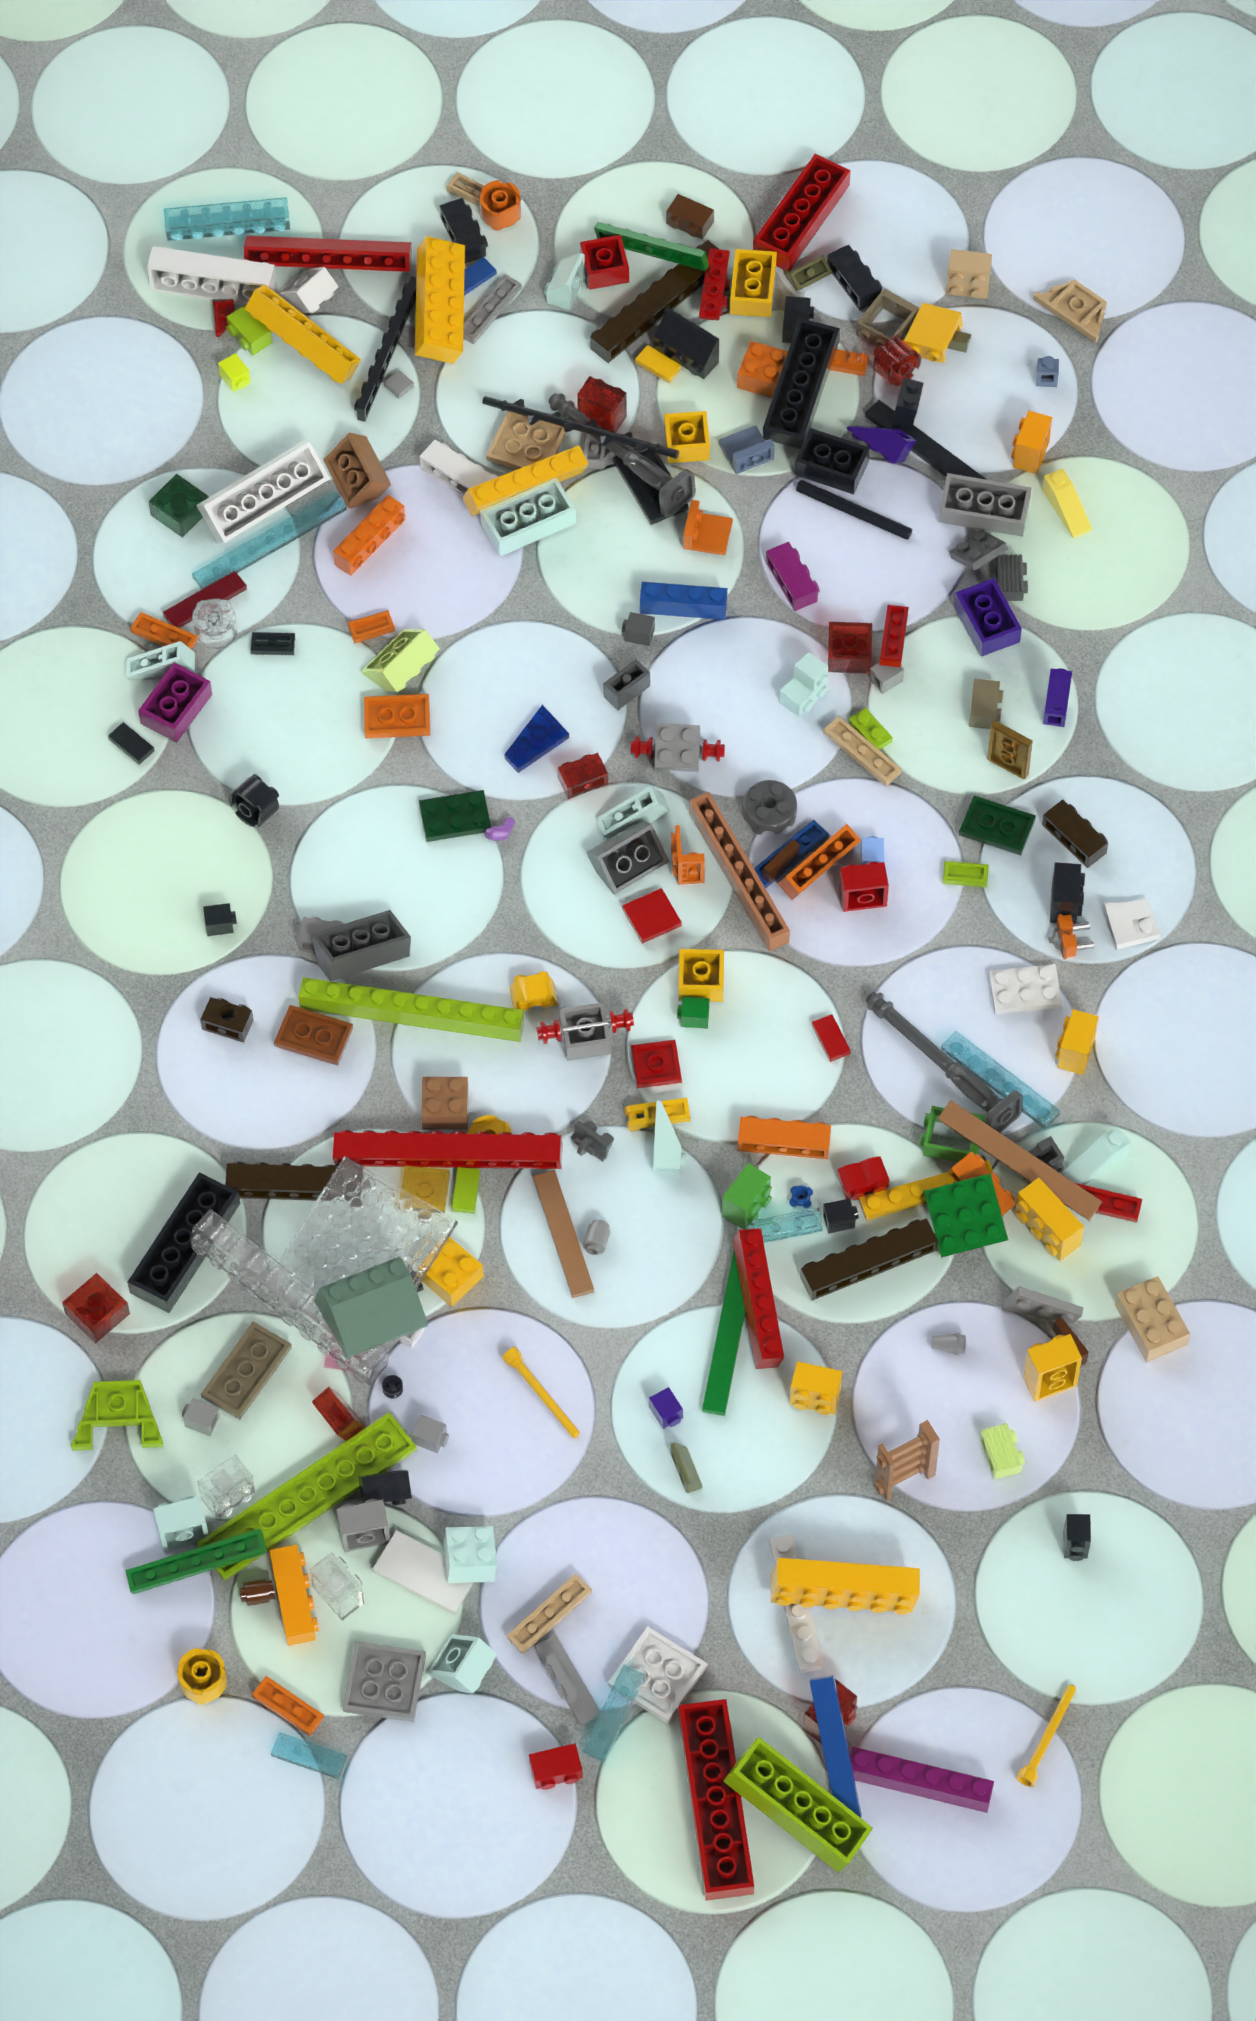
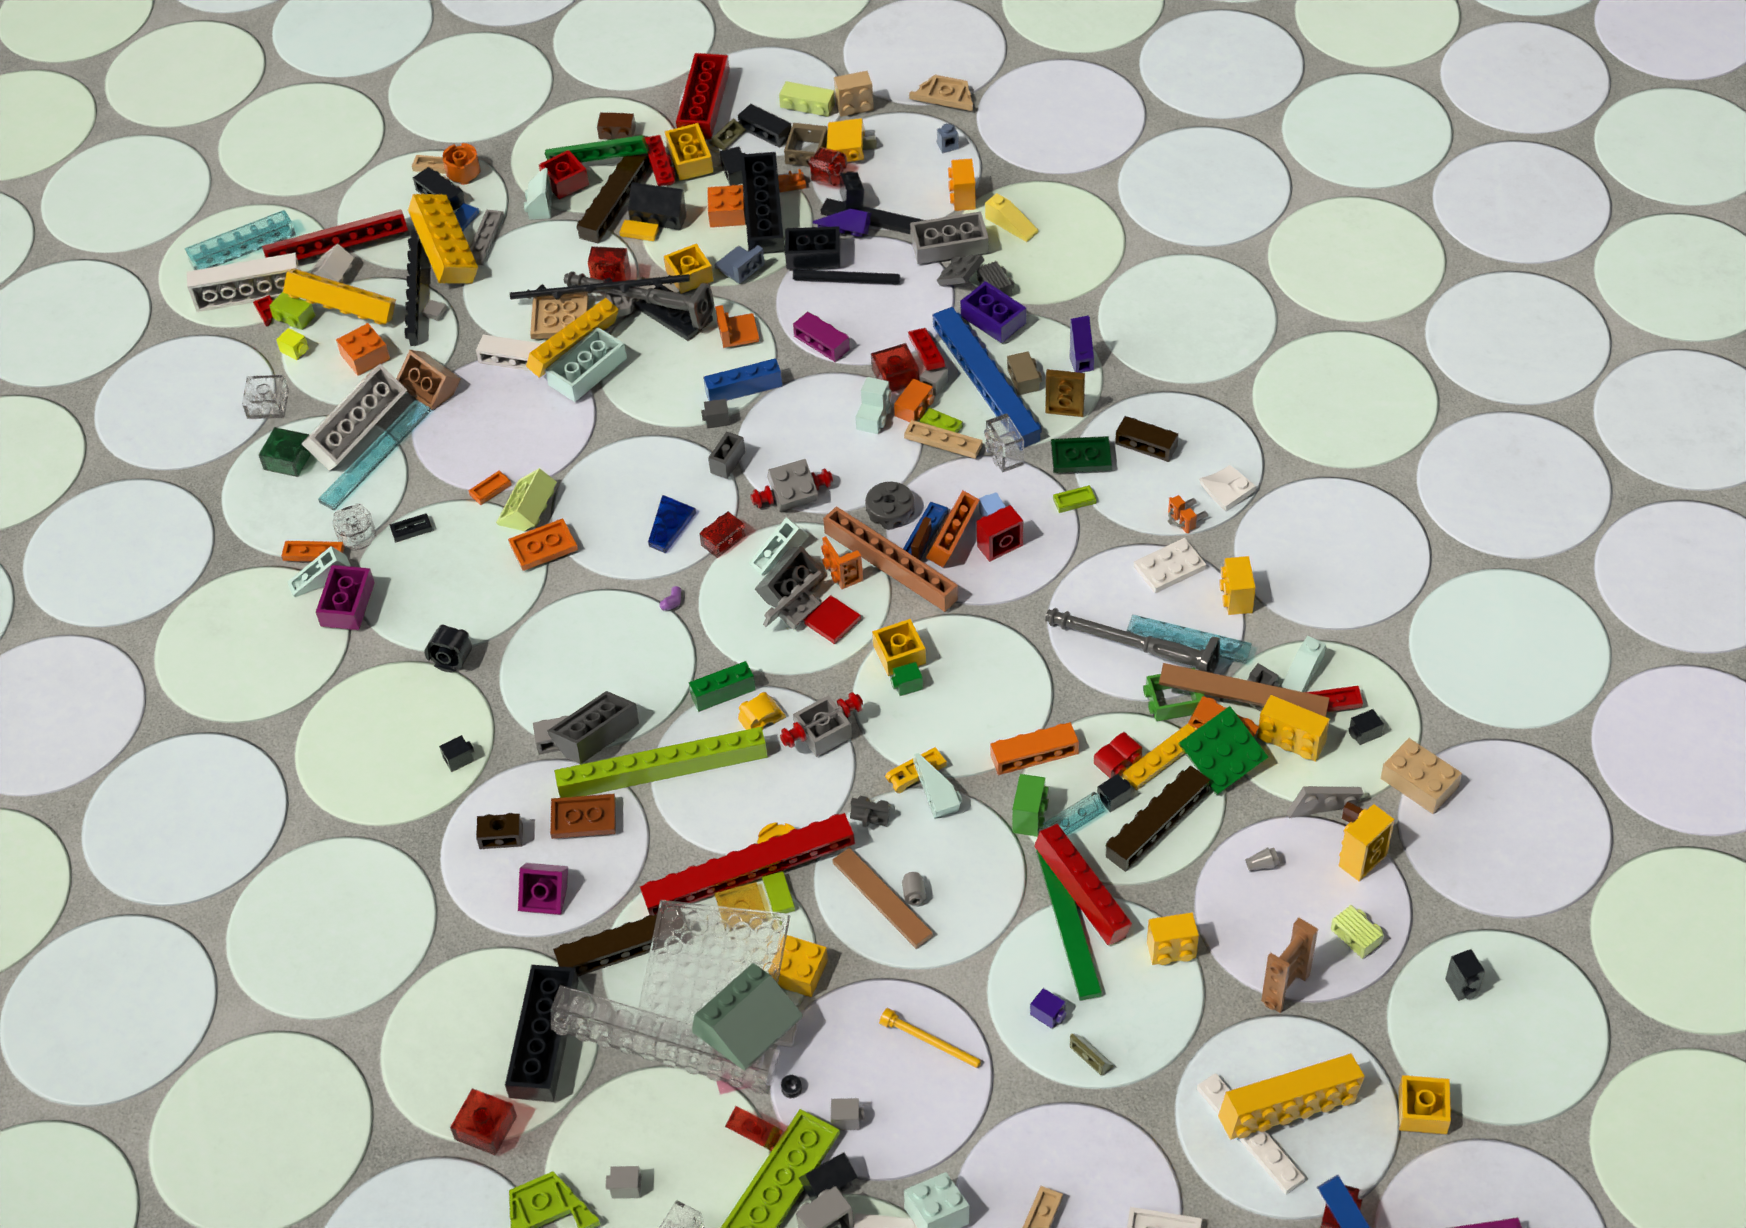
camera: 20 degrees left, 10 degrees down
(131, 743) = (318, 644): black tile -> none
(182, 430) = (265, 396): none -> clear brick
(223, 589) = (324, 527): dark red tile -> none
(244, 1095) = (542, 888): none -> magenta slope
(246, 1370) = (649, 1124): dark tan plate -> none
(304, 408) = (363, 349): none -> orange brick
(369, 535) = (458, 421): orange brick -> none
(445, 1102) = (726, 827): medium nougat brick -> none
(454, 815) = (627, 602): dark green plate -> none
(507, 948) = (722, 686): none -> green brick
(621, 888) = (796, 606): none -> light grey bracket
(656, 1064) = (894, 731): red tile -> none
(803, 1191) = (1072, 785): blue plate -> none
(831, 1038) = (1031, 658): red tile -> none
(852, 694) = (914, 401): none -> orange brick
(916, 258) = (807, 98): none -> yellowish green brick
(919, 783) = (1004, 443): none -> clear brick
(942, 694) = (984, 373): none -> blue brick
(969, 1643) = (1424, 1104): none -> yellow brick
(1028, 1774) = (1538, 1202): yellow piece -> none
(1067, 891) = (1165, 479): black brick -> none
(1126, 1246) = (1366, 727): none -> black brick

